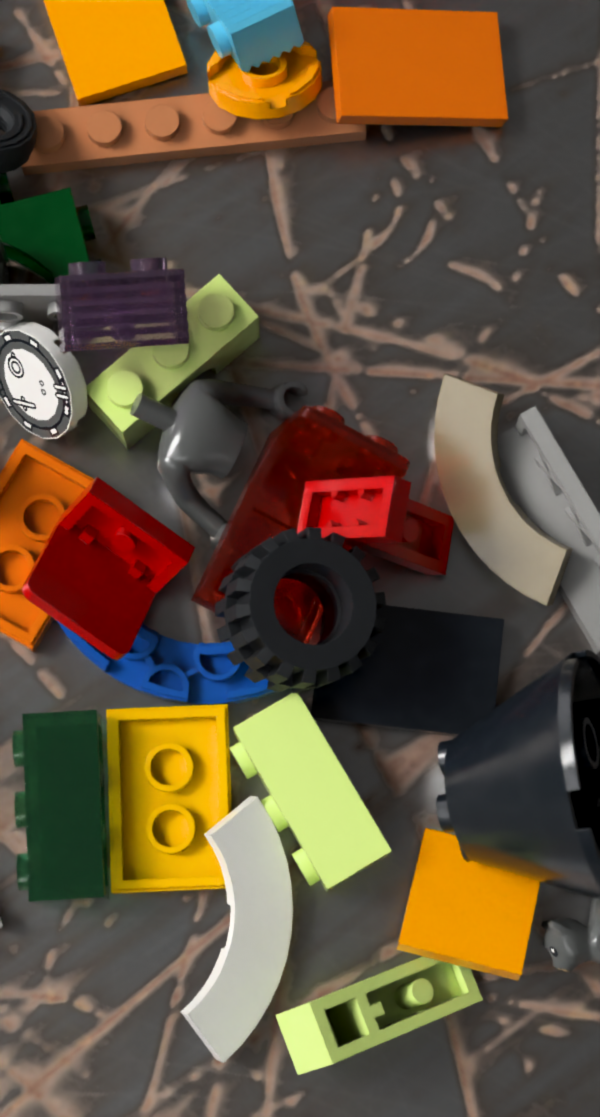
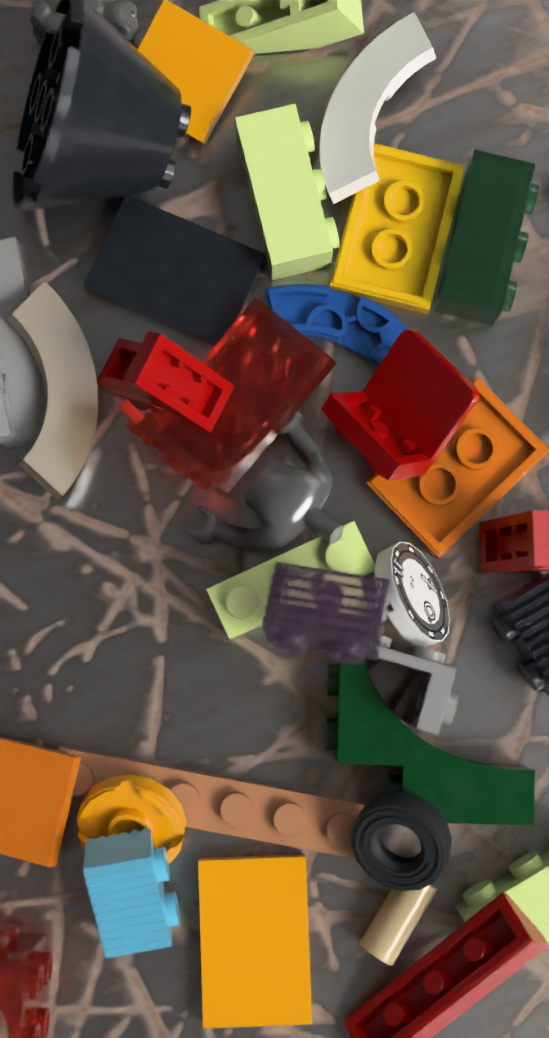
camera: 165 degrees left, 5 degrees up
(344, 594) = (223, 285): black tyre -> none

